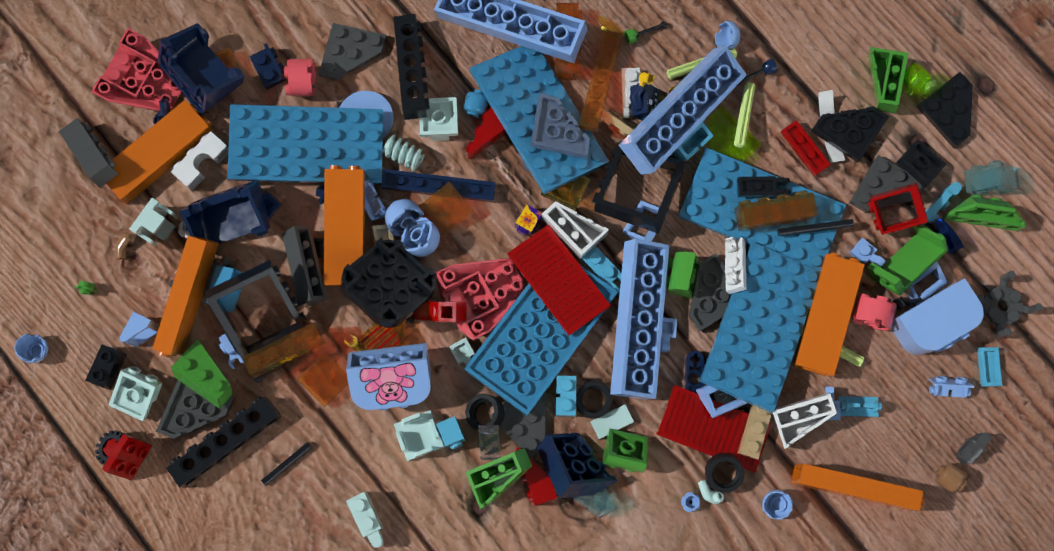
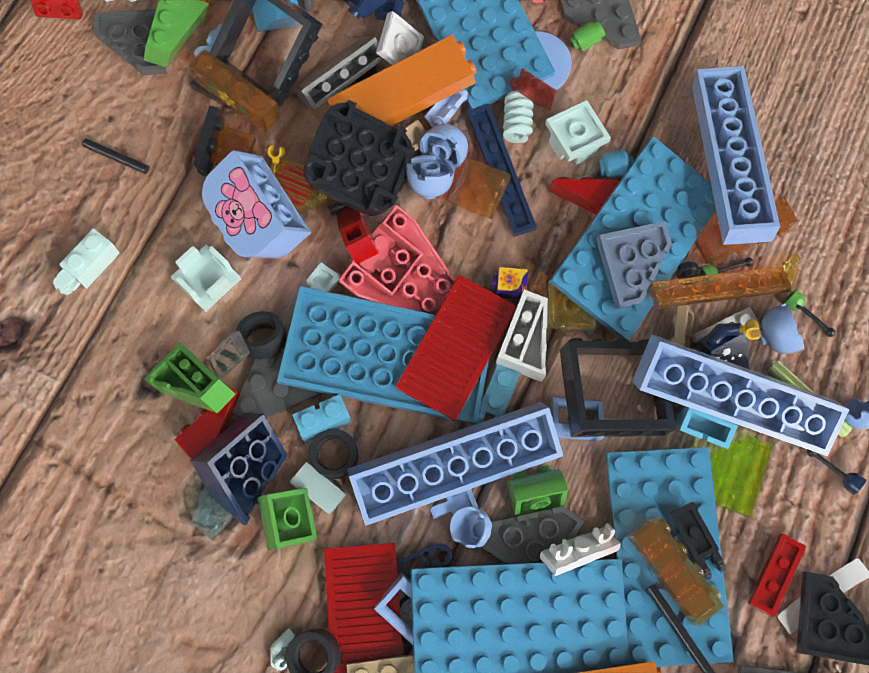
camera: 60 degrees right, 5 degrees down
(178, 467) = (60, 60): black brick -> none
(302, 210) = (398, 39): none -> white tile
(316, 387) = (208, 140): none -> black hinge
(363, 71) = (587, 35): none -> bright green brick
(390, 132) = (533, 89): none -> clear red hinge
(410, 67) = (617, 75): black brick -> none
(451, 433) = (219, 306): medium azure piece -> none
(578, 95) = (688, 270): none -> black plate
(584, 81) = (711, 270): none -> hinge
(649, 57) = (780, 331): none -> light blue cylinder
(688, 329) = (470, 527): none -> light blue hair
(695, 502) = (265, 636): light blue plate -> none
(744, 115) = (775, 477): yellowish green axle -> none

